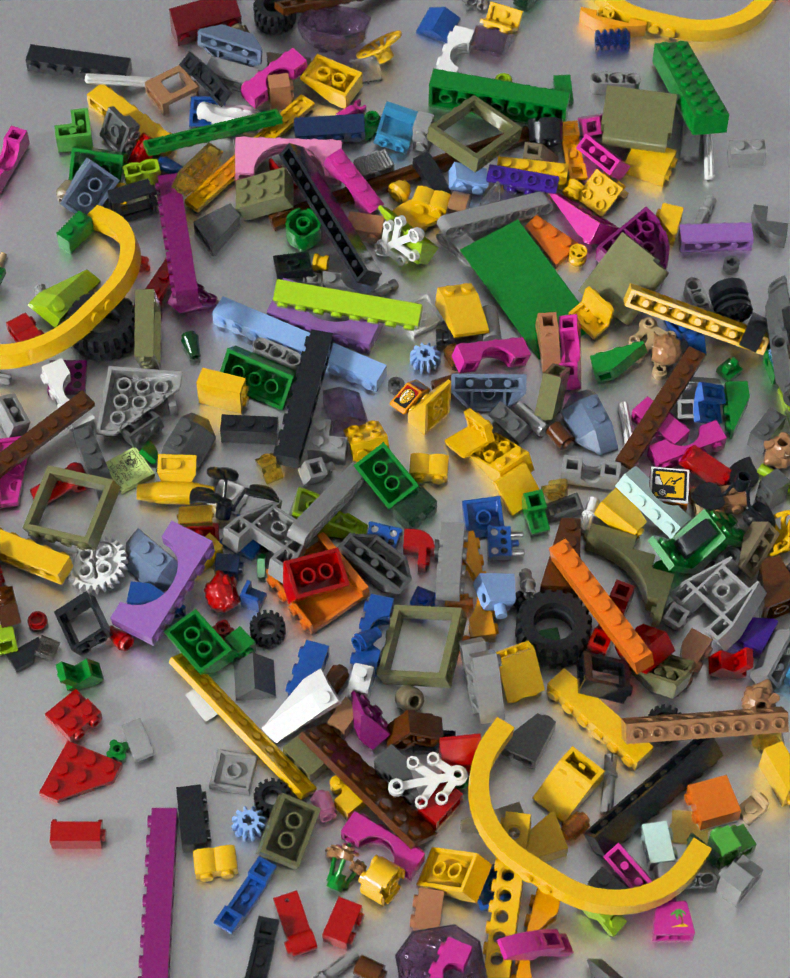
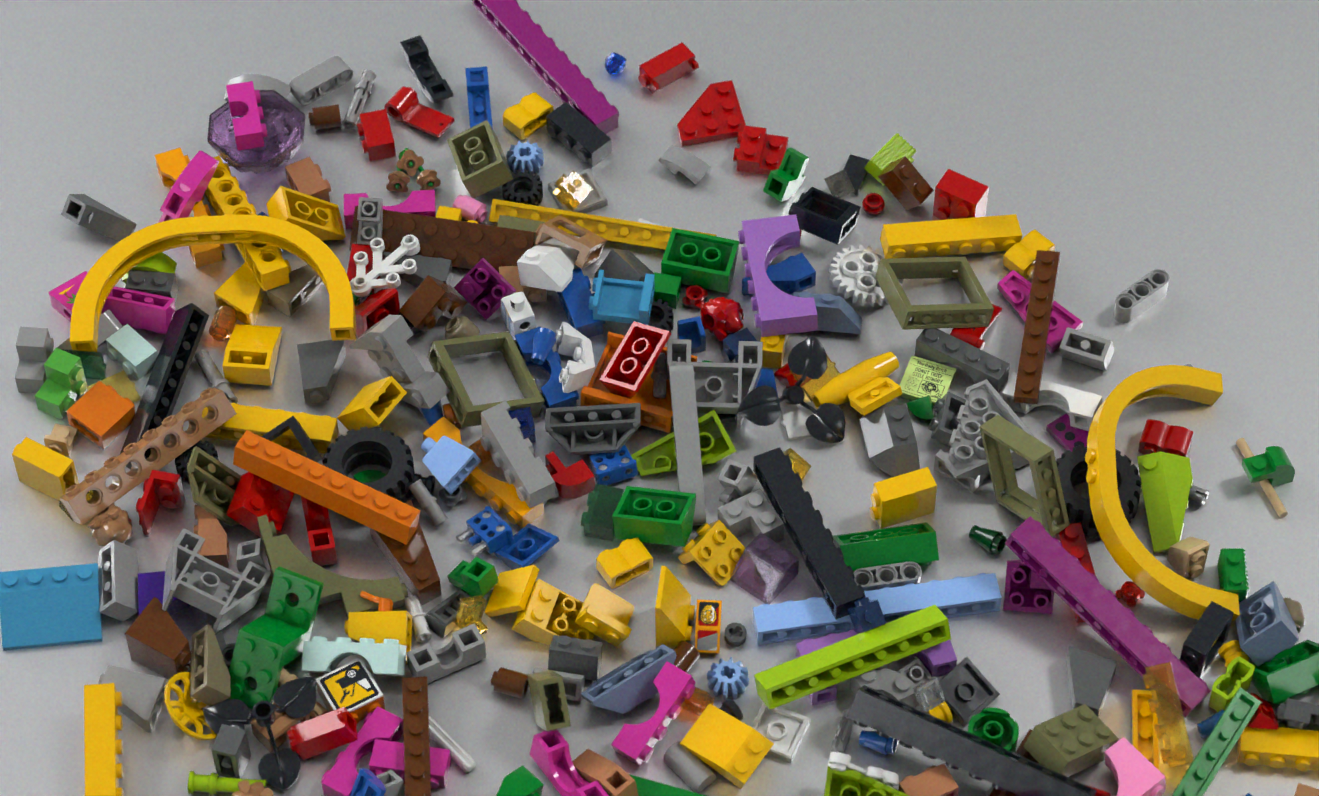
camera: 145 degrees right, 5 degrees down
(88, 253) = (1188, 557): none -> tan slope
(111, 867) = (615, 63): none -> clear blue plate
(121, 754) = (696, 148): green plate -> none
(242, 758) = (571, 190): none -> clear yellow brick
(249, 429) = (843, 484): black brick -> none
(276, 695) = (589, 244): none -> medium nougat window
(280, 639) = (622, 299): none -> dark azure panel
(318, 318) = (866, 615): none -> dark blue brick
(321, 264) = (929, 694): none -> clear plate
(337, 677) = (548, 312): reddish brown brick -> none
(343, 617) = (576, 345): none -> white slope
(381, 880) = (367, 174): yellow brick -> none
(415, 820) = (370, 219): none -> light grey slope
(589, 422) = (494, 721): sand blue wedge -> none
(610, 523) = (385, 604): none -> orange hand
(696, 537) = (273, 620): black slope -> none
(703, 700) = (158, 490): none -> red bracket
(729, 665) = (157, 551): red brick -> none

